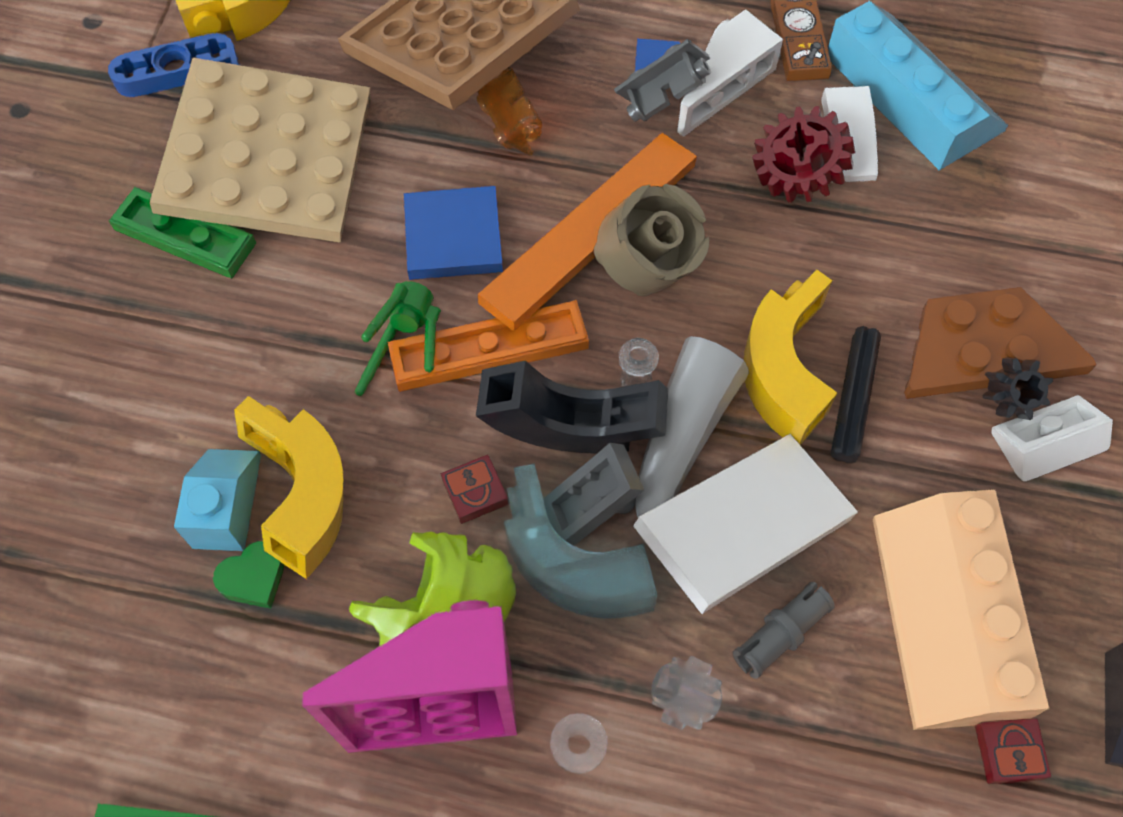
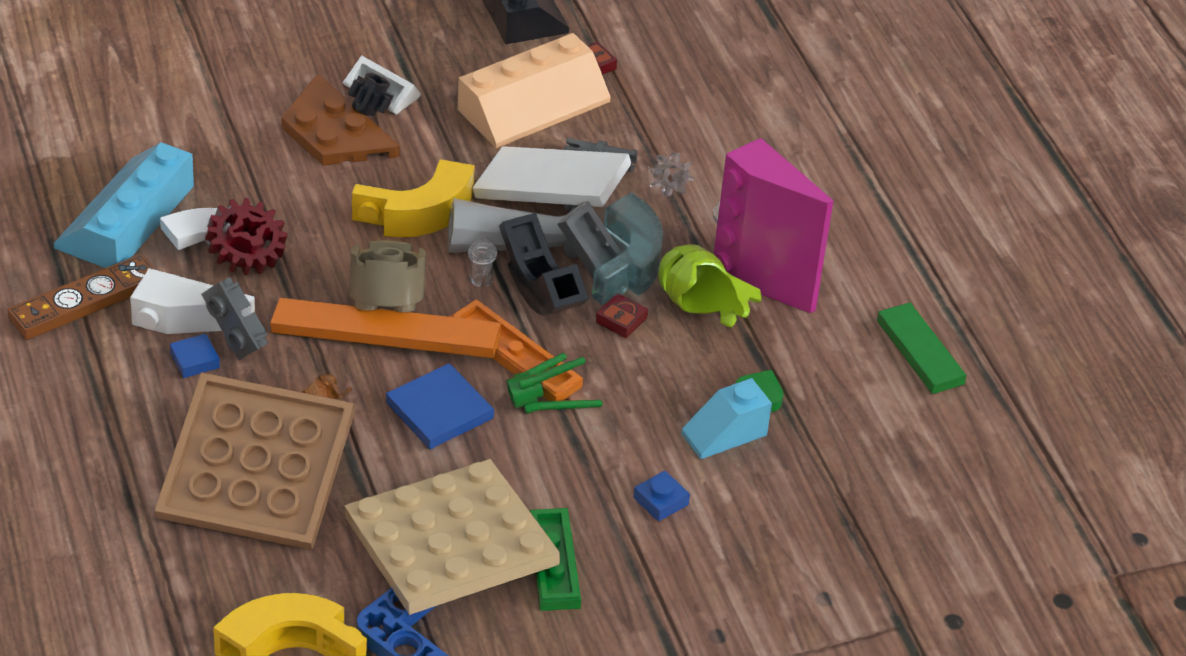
camera: 125 degrees left, 20 degrees down
(182, 373) = (661, 495): none -> blue plate
(311, 515) = (689, 370): yellow arch -> none
(856, 395) = (408, 171): black axle -> none

